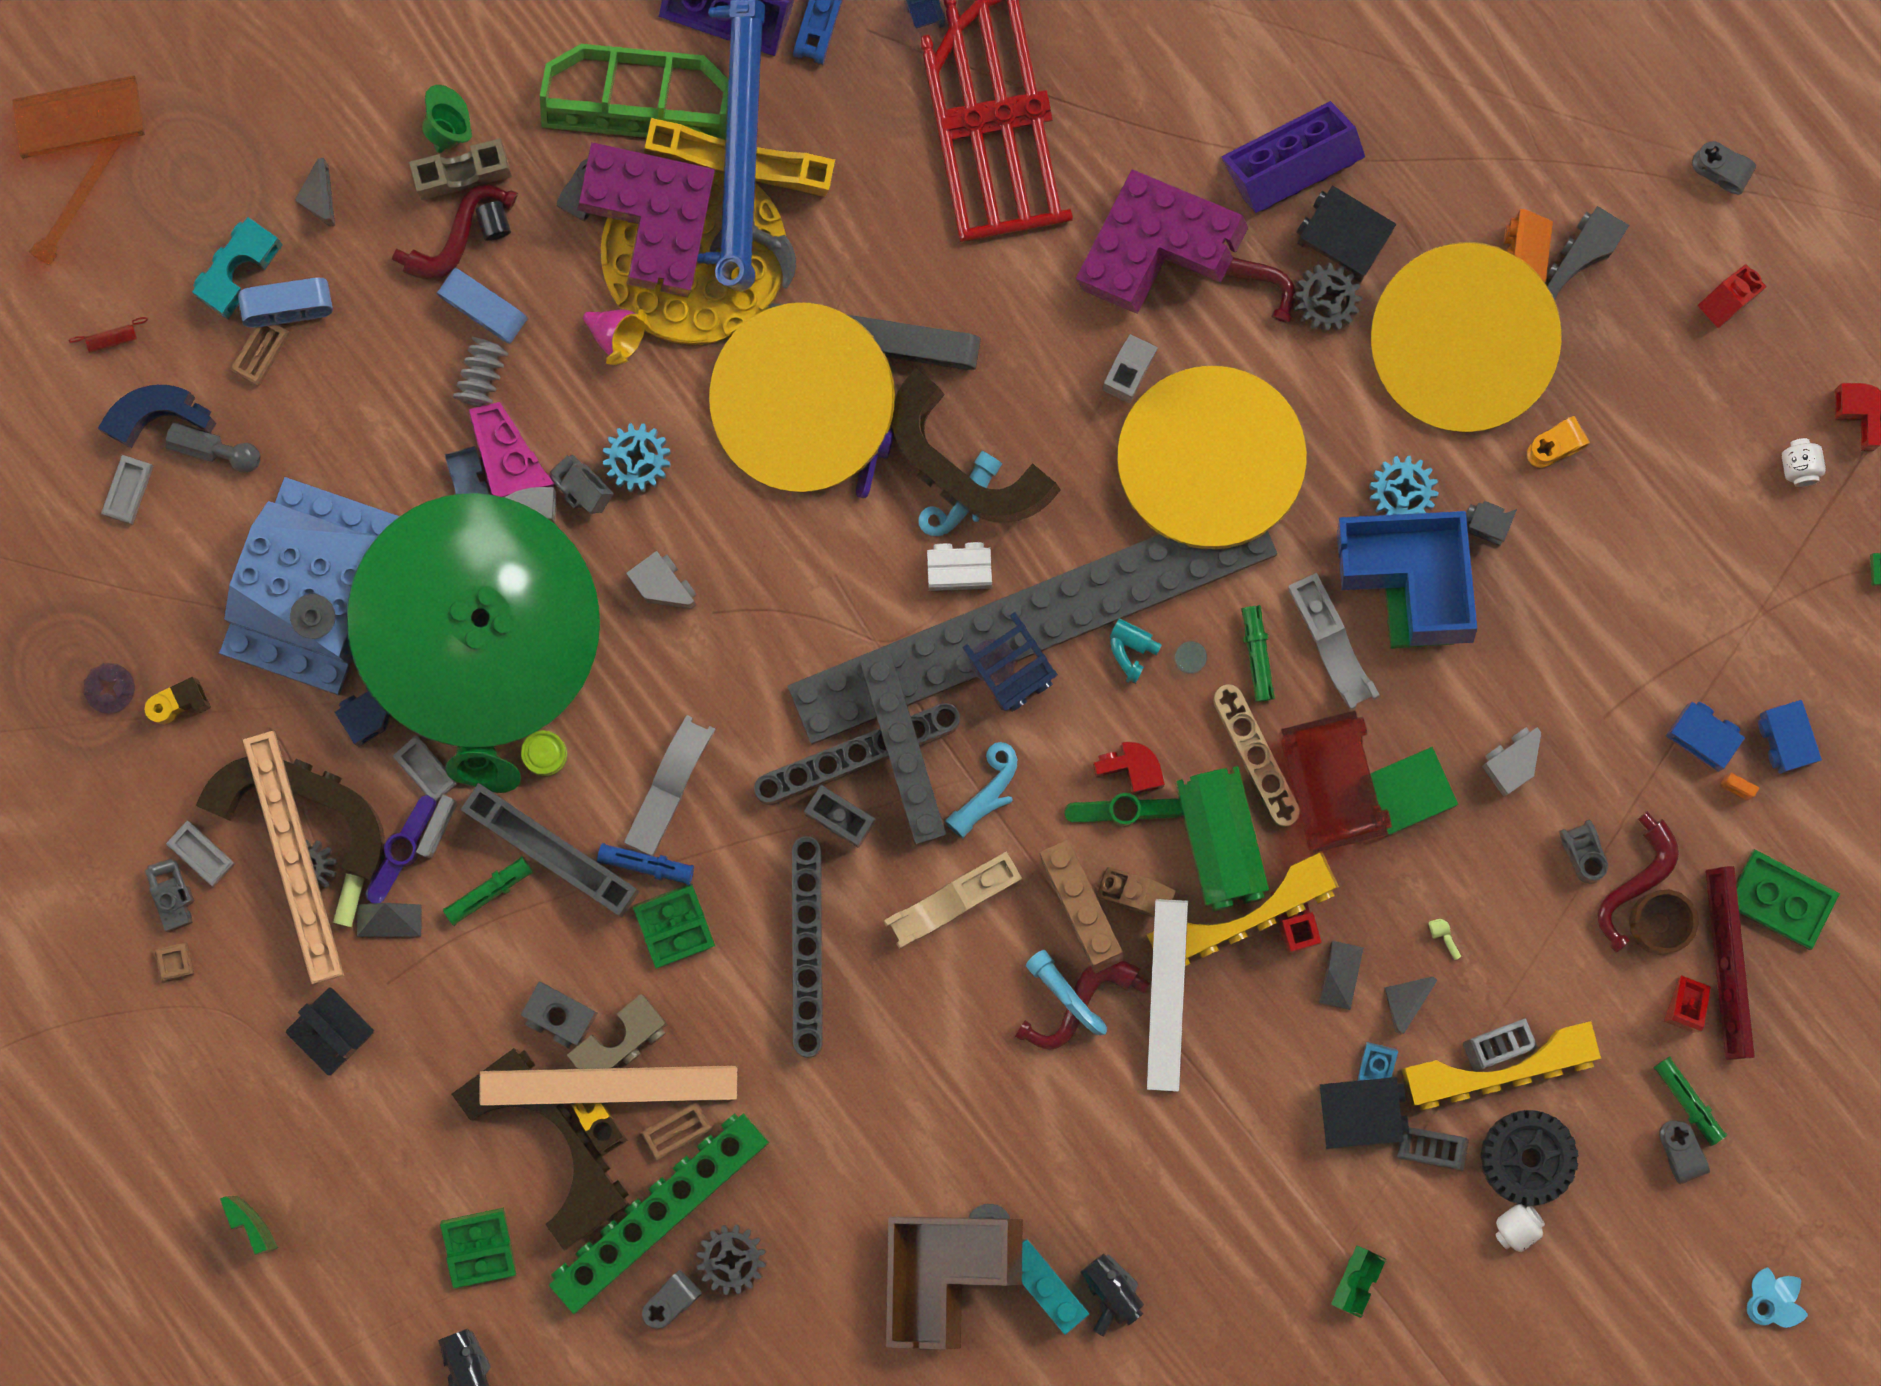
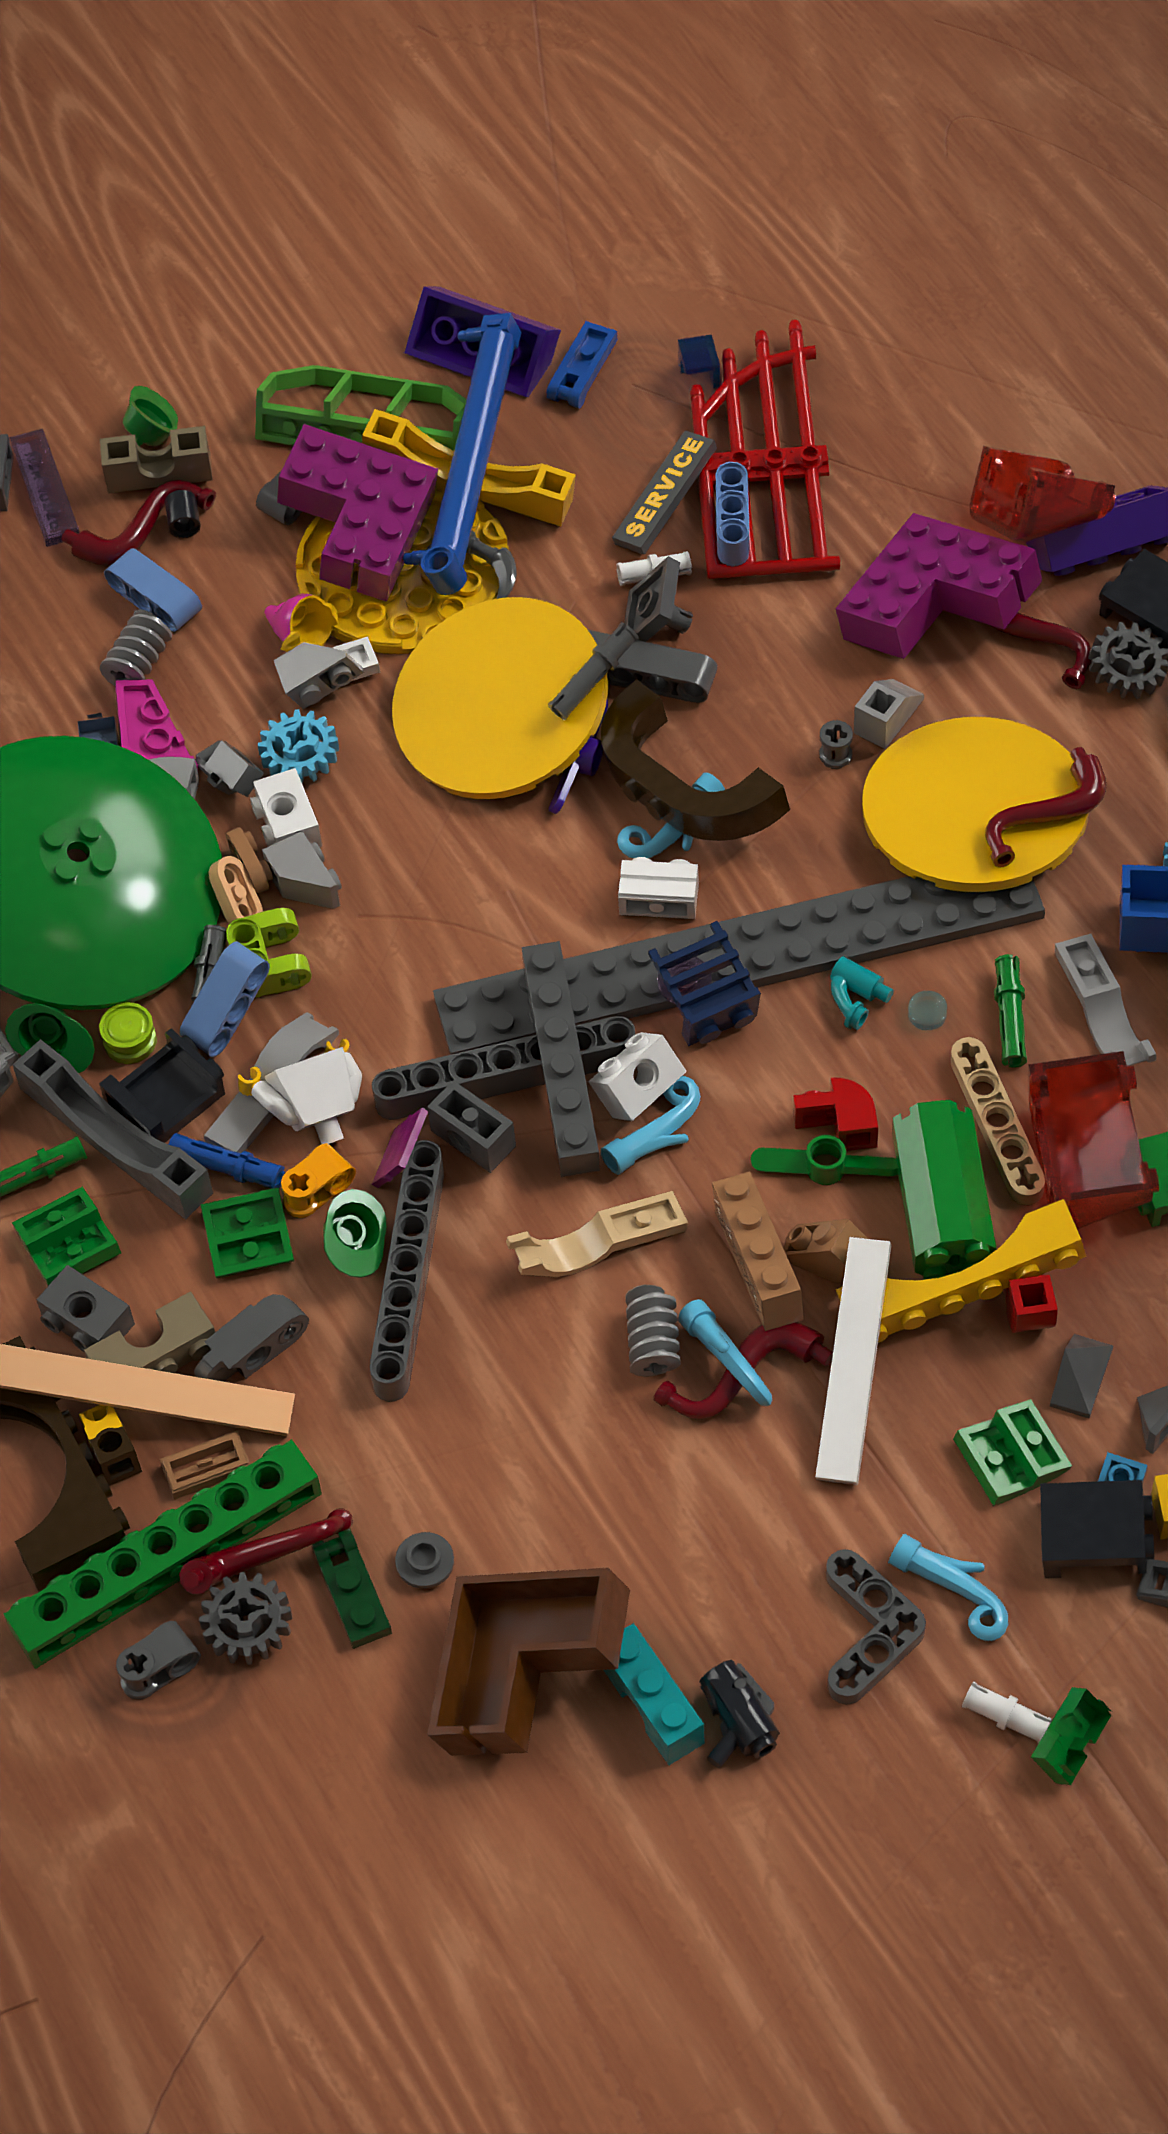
camera: 10 degrees right, 25 degrees down
(363, 199) = (43, 485): none -> tile
(529, 945) = (66, 1234): none -> green slope
(584, 803) = (166, 1088): none -> black panel
(600, 661) = (212, 948): none -> dark grey pin
(609, 613) = (234, 889): none -> light nougat plate
(620, 721) = (224, 998): none -> medium blue beam
(623, 587) = (244, 848): none -> medium nougat plate
(631, 509) = (284, 808): none -> white brick
(636, 669) = (270, 929): none -> lime piece
(637, 383) = (314, 672): none -> light grey slope
(671, 360) = (363, 654): none -> white plate
(695, 1024) = (252, 1338): none -> dark grey piece
(700, 1219) = (210, 1569): none -> dark red animal
(706, 798) = (310, 1091): none -> white torso
(725, 869) = (316, 1178): none -> light orange piece
(762, 926) = (355, 1233): none -> green piece
(785, 842) = (400, 1148): none -> magenta piece
(806, 1222) = (352, 1590): none -> dark green plate
(858, 1192) = (424, 1560): none -> dark grey piece
(877, 387) = (604, 658): none -> dark grey pin
(912, 157) = (664, 492): none -> dark grey tile
(913, 238) = (636, 570): none -> white pin
(918, 287) = (652, 602): none -> dark grey tile
(966, 755) = (657, 1071): none -> white brick
(975, 169) = (732, 514): none -> medium blue beam
(1008, 982) = (652, 1331): none -> light grey piece
(1098, 403) = (829, 742): none -> dark grey bush
(1210, 1198) = (883, 1618): none -> dark grey beam
(1230, 148) = (1034, 495): none -> clear red windscreen
(1257, 1158) = (953, 1575): none -> medium azure plant
(1294, 1049) = (1012, 1452): none -> green slope
(1307, 448) = (1090, 792): none -> dark red animal
(1309, 1266) = (1006, 1712): none -> white pin

